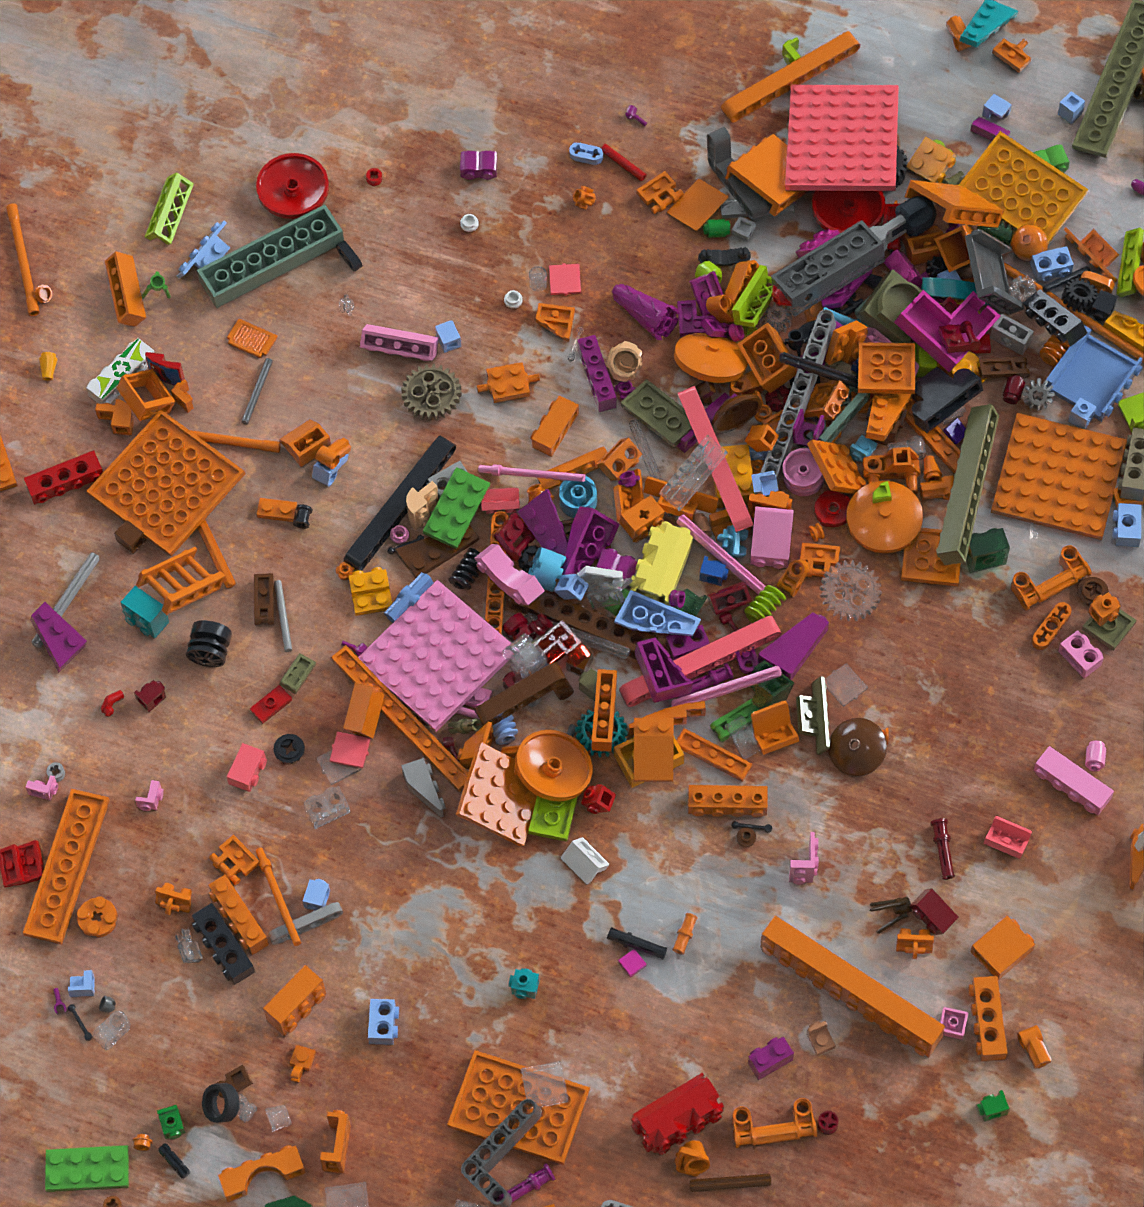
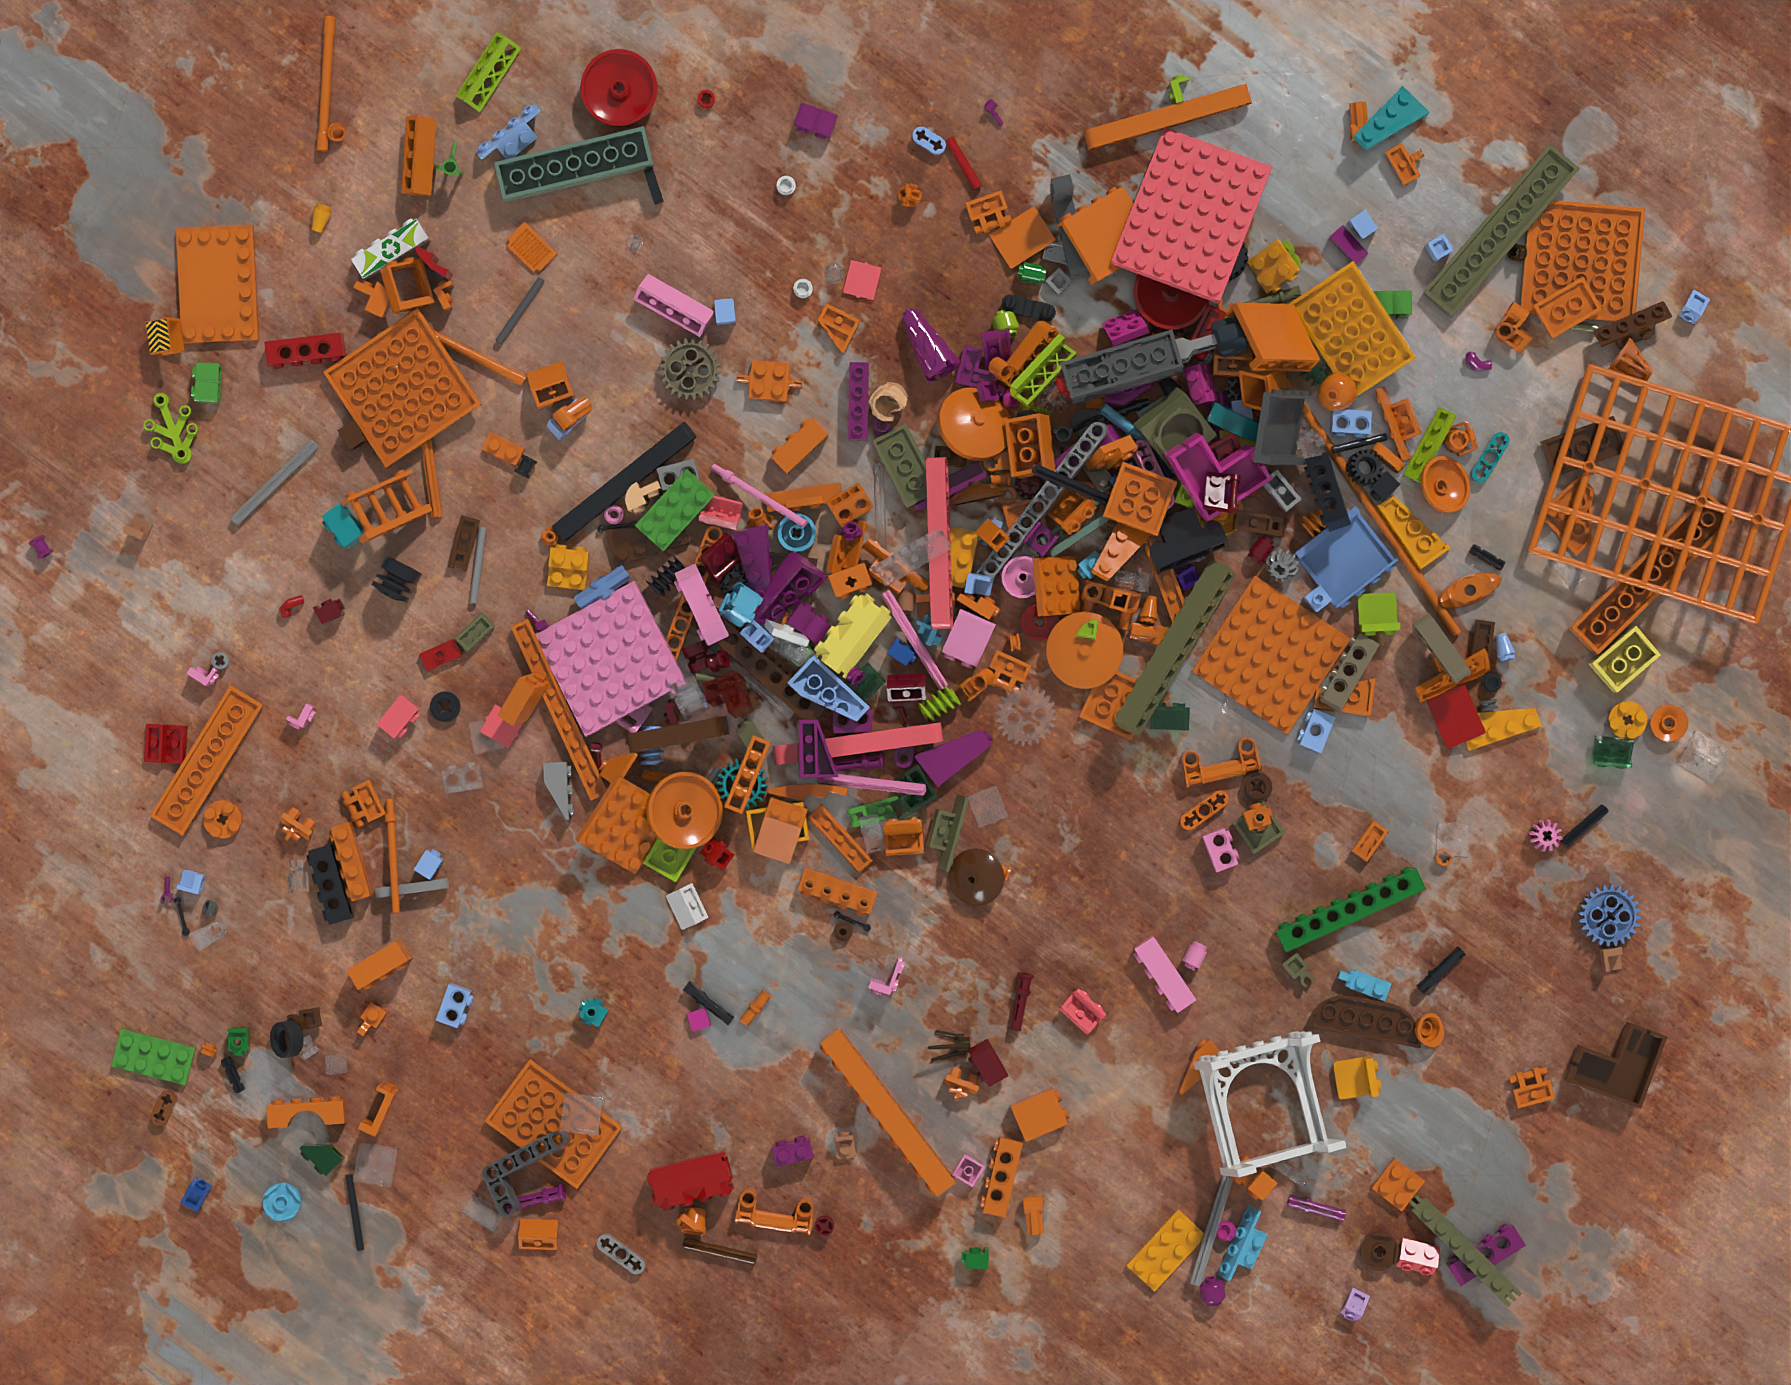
camera: 15 degrees right, 25 degrees up
(57, 635) = (255, 524): magenta wedge -> none
(464, 726) = (614, 741): olive pin -> none
(571, 357) = (858, 344): clear hinge -> none

